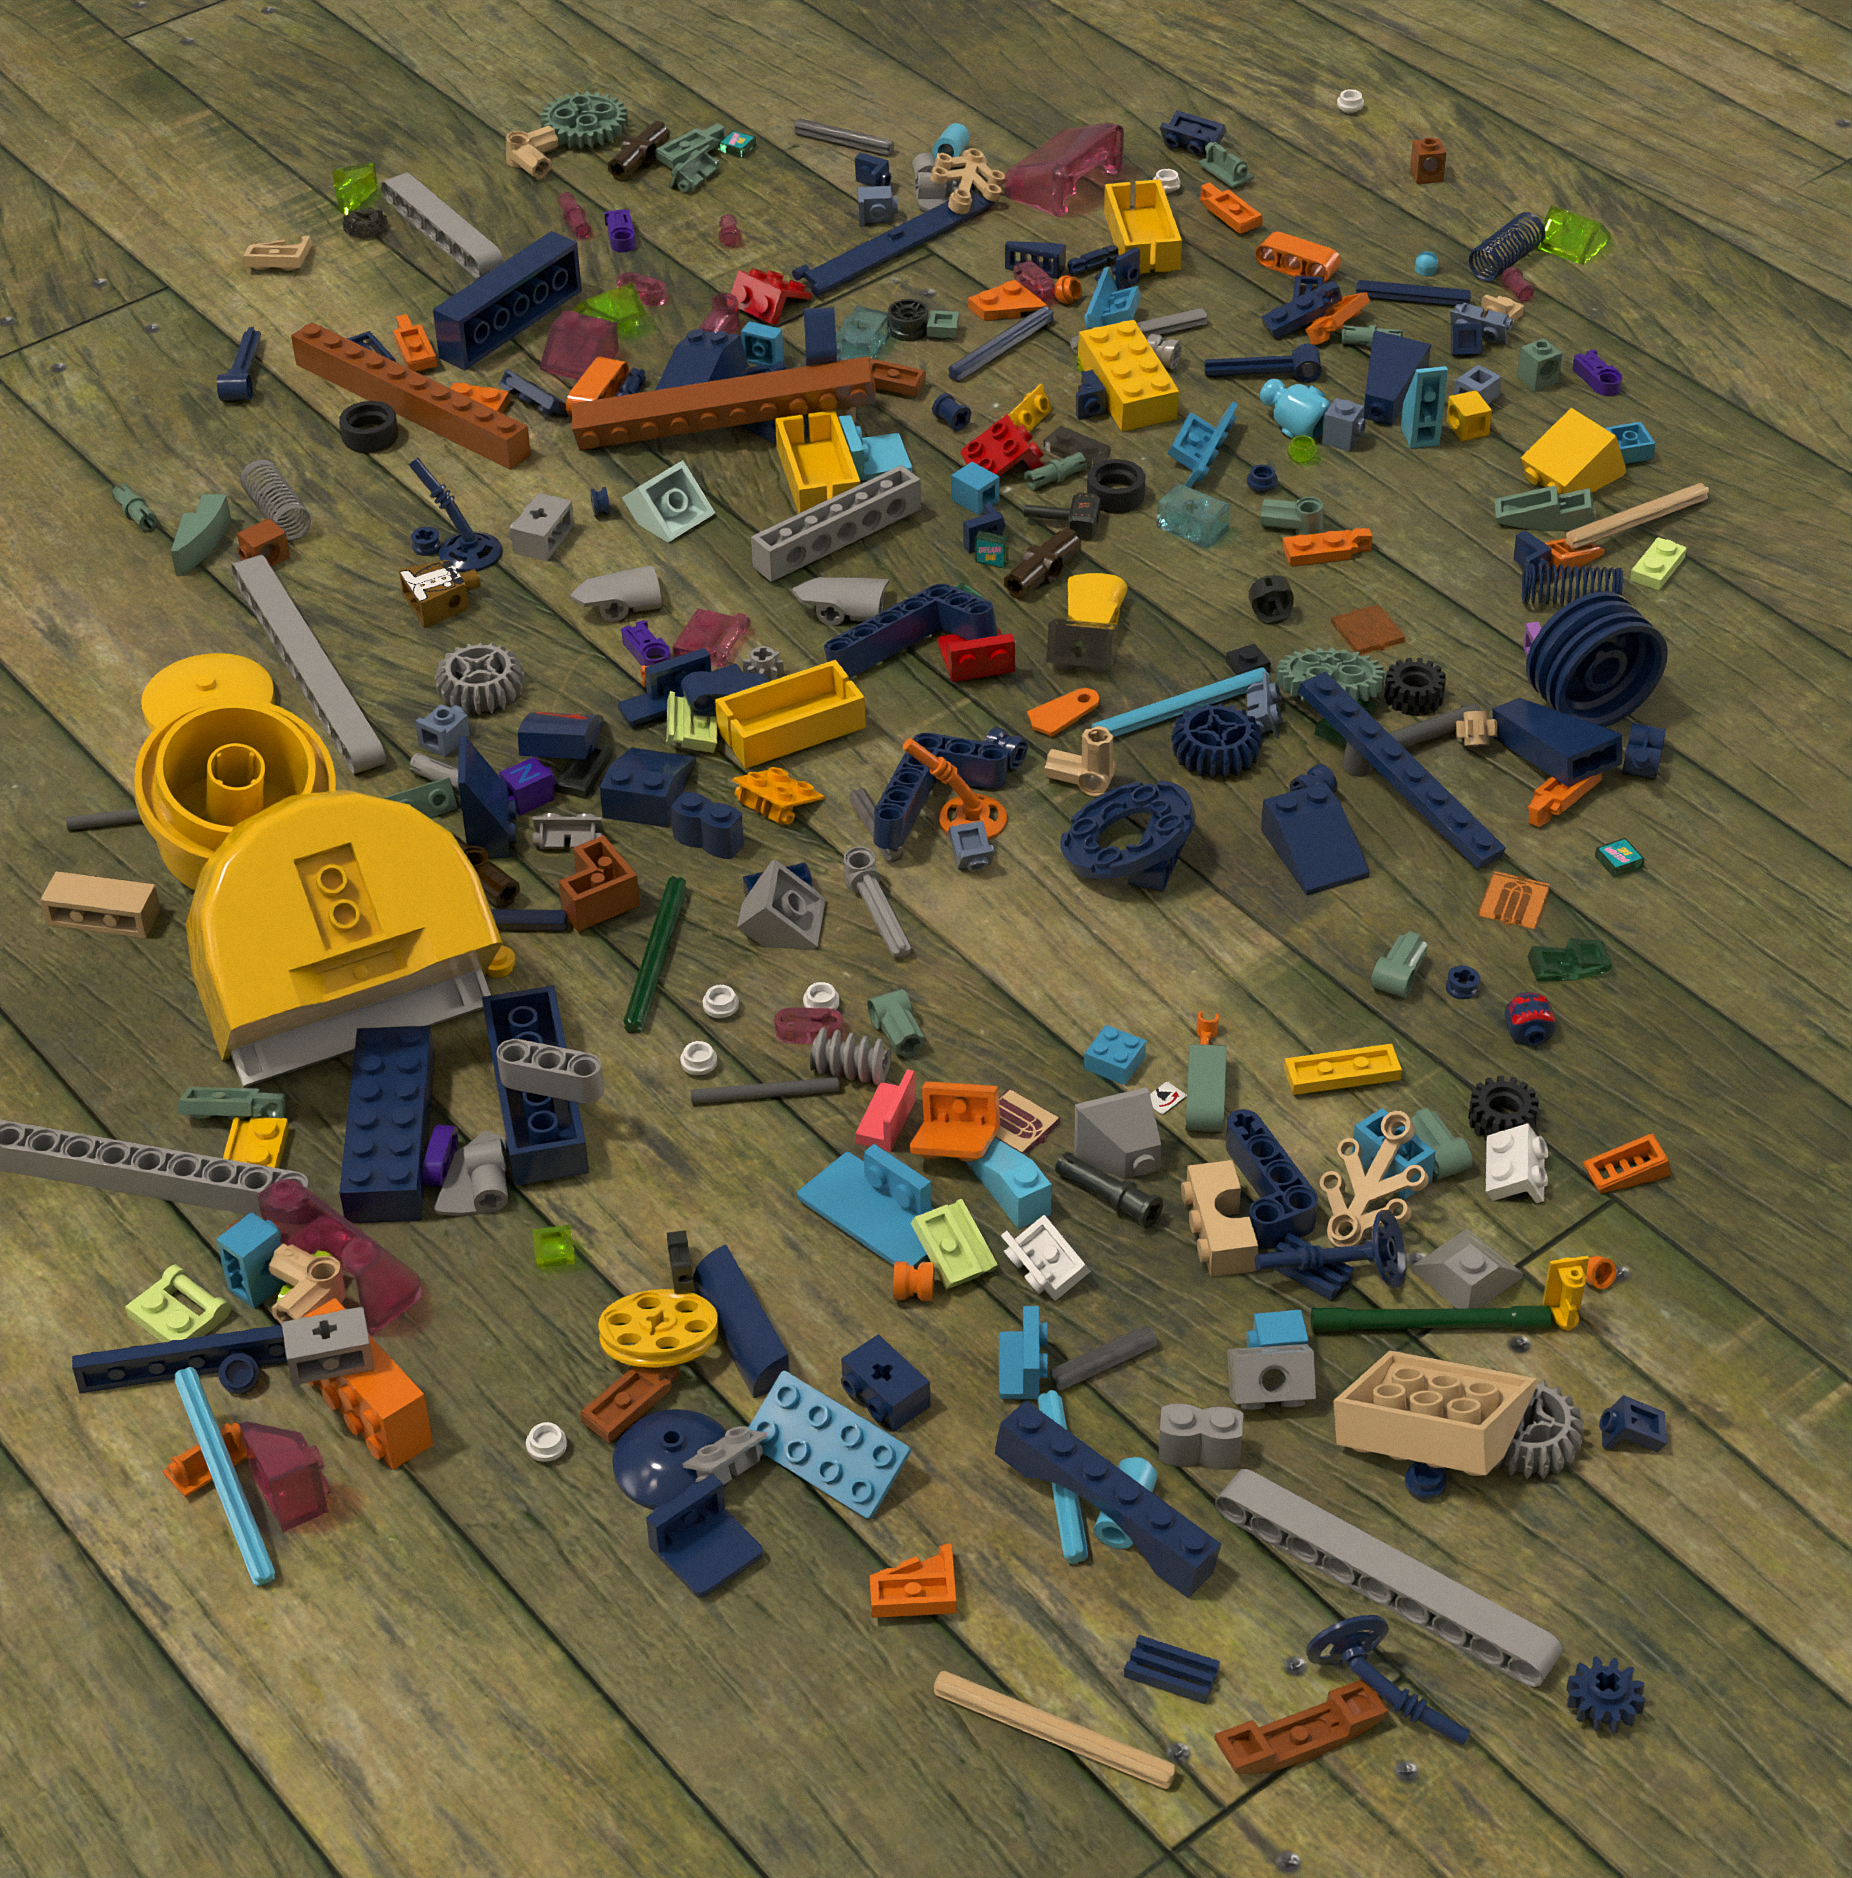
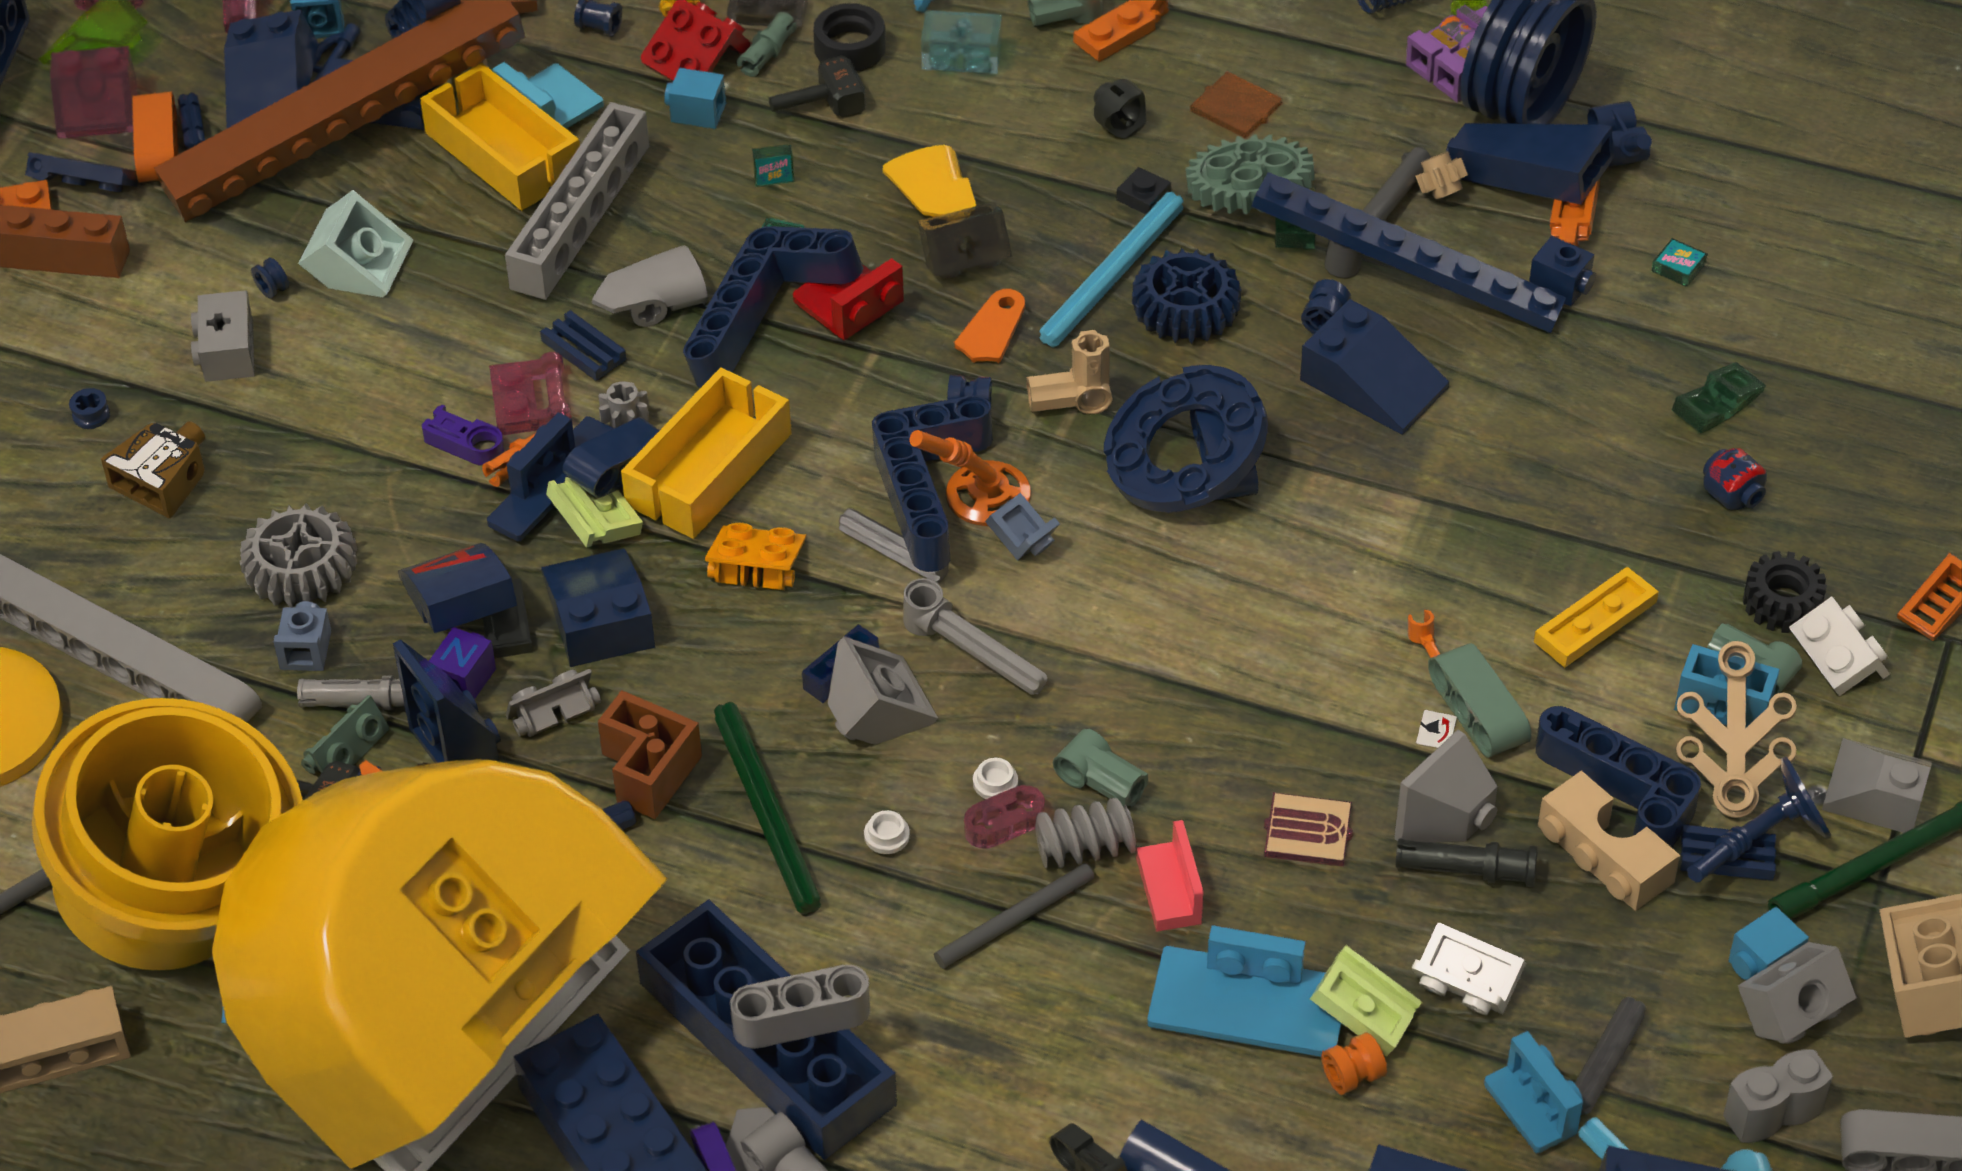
camera: 30 degrees left, 5 degrees up
(470, 542) = (148, 389): dark blue dish -> none
(619, 592) = (387, 380): light grey panel -> none
(698, 1058) = (915, 911): white plate -> none
(707, 825) = (712, 626): dark blue brick -> none
(768, 605) = (589, 342): none -> dark blue tile
(957, 1120) = (1263, 858): orange bracket -> none
(990, 522) = (746, 135): dark blue bracket -> none
(1014, 1183) = (1359, 895): medium azure slope -> none
(1042, 563) = (840, 160): dark brown piece -> none
(1115, 1054) = (1355, 704): dark azure piece -> none
(1263, 704) = (1197, 224): sand blue hinge -> none
(1398, 970) = (1565, 480): sand green piece -> none
(1428, 691) = (1345, 137): black tyre -> none
(1460, 990) = (1633, 476): dark blue bush -> none
(1513, 899) = (1611, 352): clear orange piece -> none
(1516, 827) = (1563, 269): none -> dark blue brick

